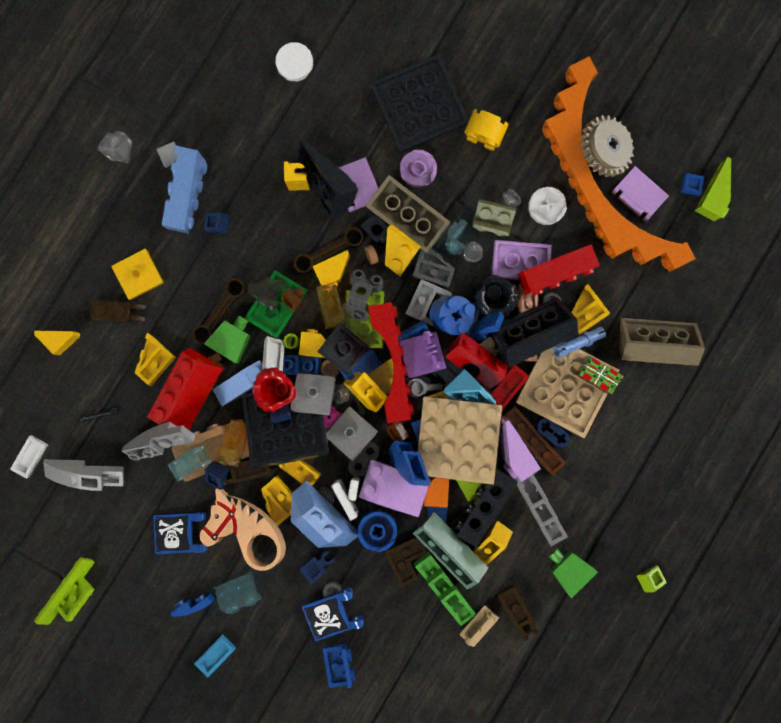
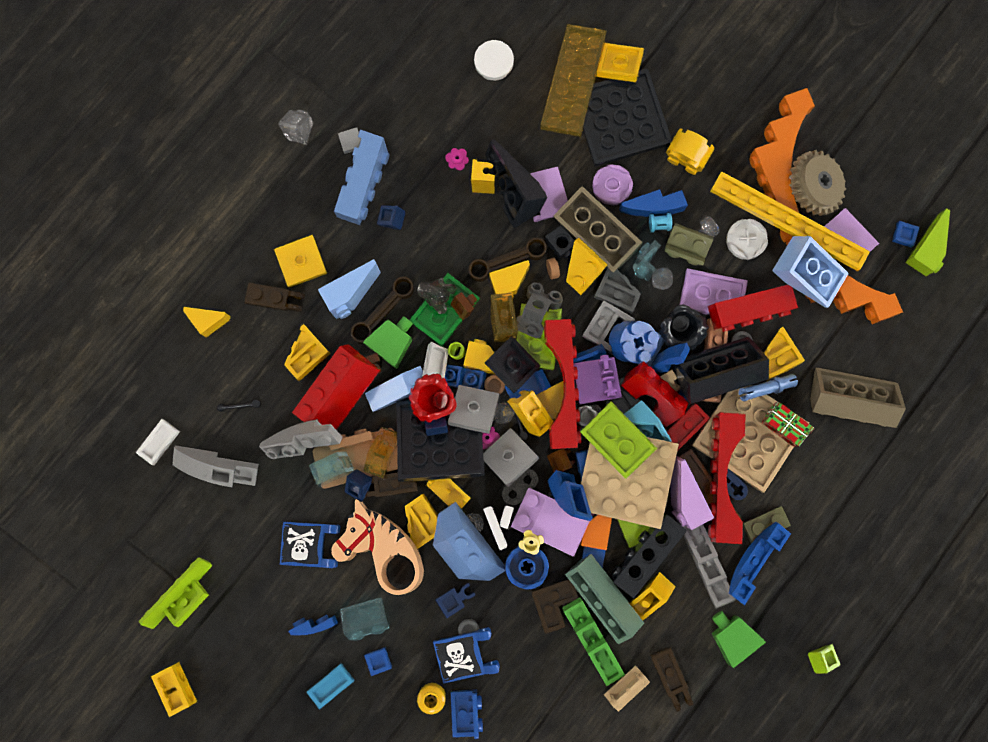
camera: 10 degrees right, 5 degrees down
(74, 676) = (174, 689): none -> yellow brick
(185, 297) = (347, 291): none -> light blue slope
(254, 629) = (378, 661): none -> blue tile
(274, 164) = (459, 163): none -> dark pink plant
(306, 657) = (424, 701): none -> yellow head
(370, 73) = (573, 80): none -> clear yellow plate
(374, 513) = (528, 547): none -> light yellow plate
(412, 51) = (620, 62): none -> yellow plate
(447, 408) = (618, 440): none -> lime tile
(459, 183) = (655, 204): none -> blue slope
(466, 199) = (661, 222): none -> medium azure bush
(552, 472) = (726, 524): none -> red arch
(580, 500) = (753, 560): none -> blue slope
(584, 186) = (789, 220): none -> yellow plate
(589, 465) = (758, 524): none -> olive plate
(607, 230) = (810, 270): none -> light blue slope

